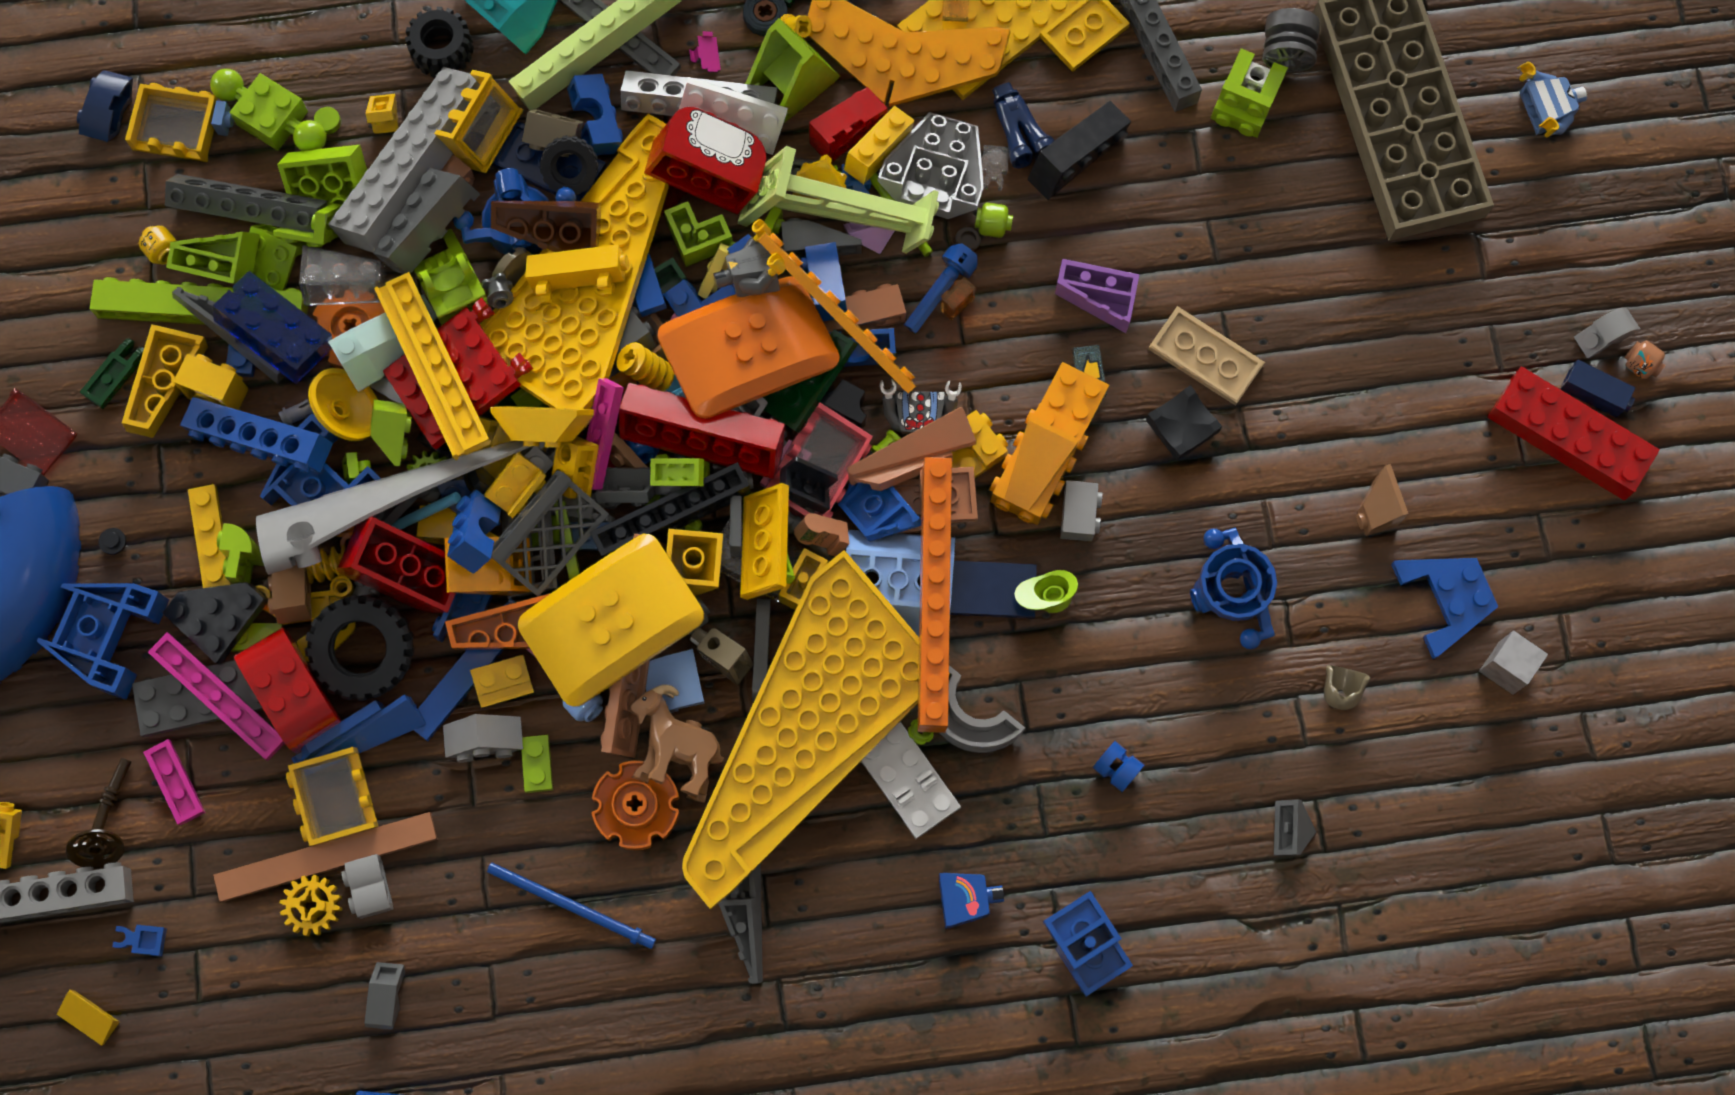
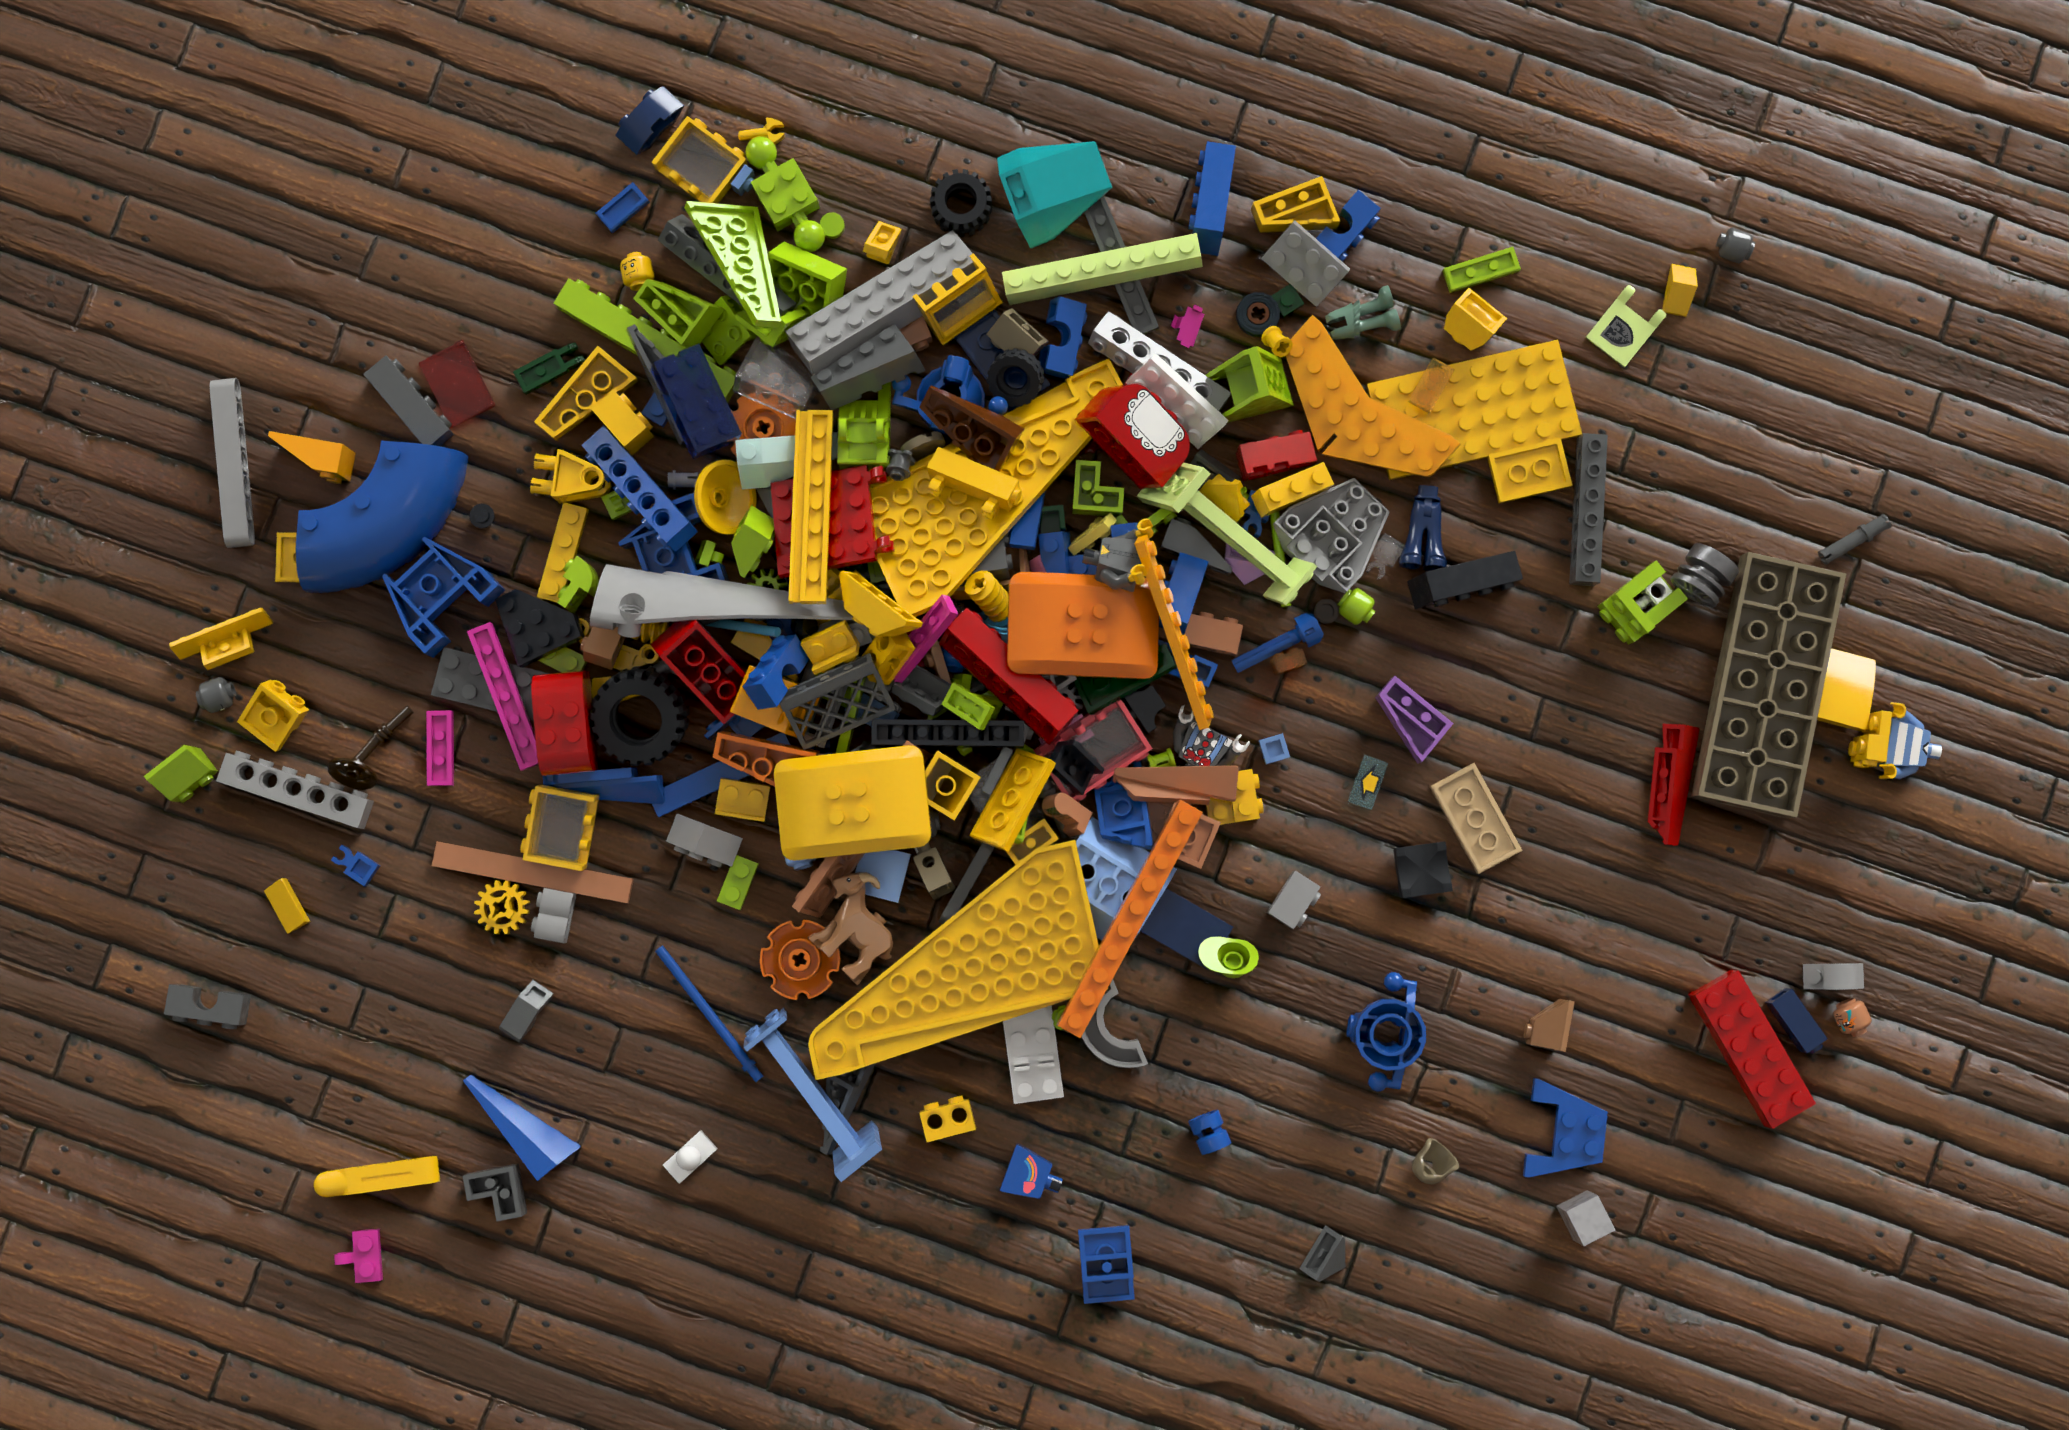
camera: 30 degrees right, 10 degrees up
(117, 197) = (622, 207): none -> blue tile
(185, 461) = (571, 478): none -> yellow piece
(225, 59) = (764, 132): none -> yellow bar
(242, 466) = (616, 505): none -> lime tile
(250, 175) = (740, 251): none -> lime wing
(622, 1057) = (690, 1156): none -> white tile
(781, 952) = (854, 1147): none -> medium blue piece
(864, 890) = (949, 1125): none -> yellow brick
(986, 384) = (1274, 748): none -> medium blue plate
(1048, 445) = (1298, 830): light orange wedge -> none
(1363, 234) = (1671, 780): none -> red wedge
(1475, 81) = (1847, 691): none -> yellow slope
(1522, 109) = (1873, 744): none -> yellow plate

